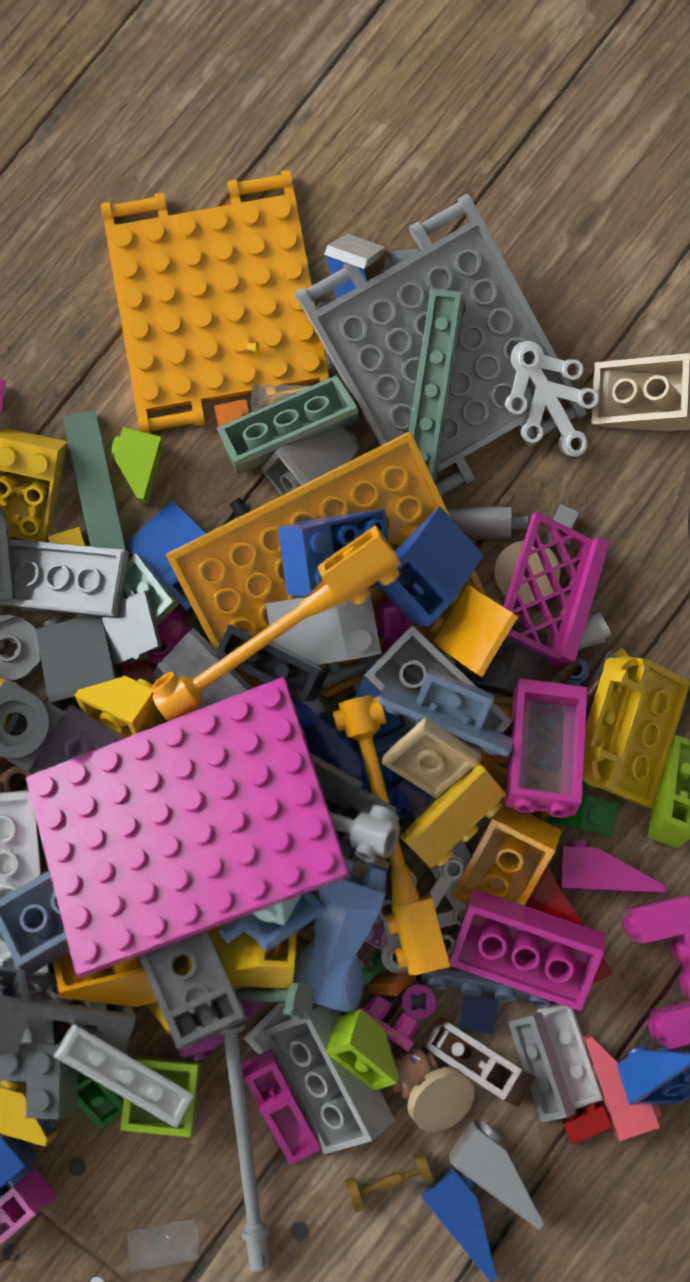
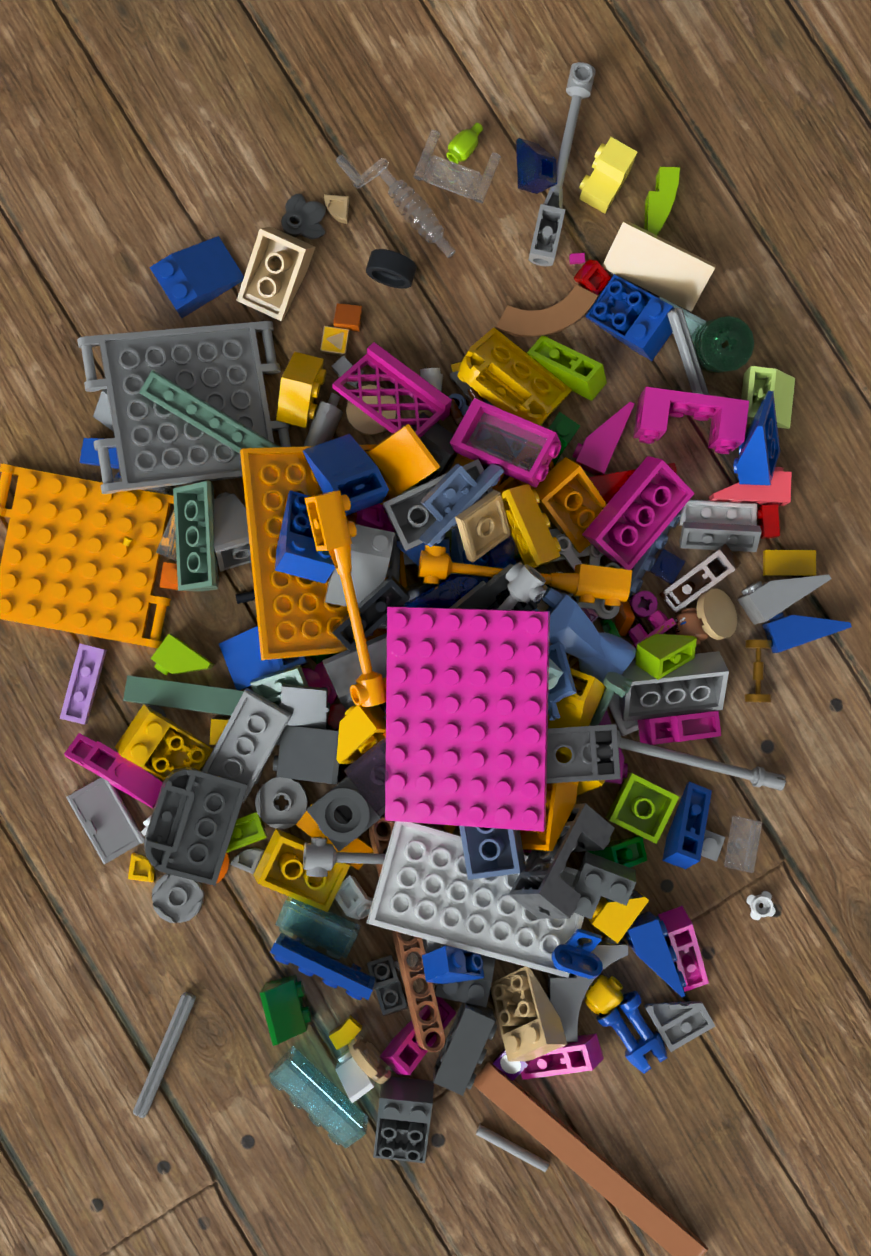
camera: 75 degrees left, 5 degrees up
(65, 363) = (83, 684): none -> lavender plate
(124, 1075) = (622, 826): white tile -> none
(147, 1199) = (712, 845): none -> light grey plate
(158, 1165) = (688, 827): none -> blue slope
(355, 251) = (86, 437): white piece -> none
(516, 476) = (299, 388): none -> yellow brick
(544, 1171) = (789, 563): none -> yellow tile
(546, 395) = (249, 343): white plant -> none
(593, 496) = (334, 341): none -> tile
(605, 304) = (197, 275): none -> blue slope
(629, 501) = (348, 317): none -> orange slope

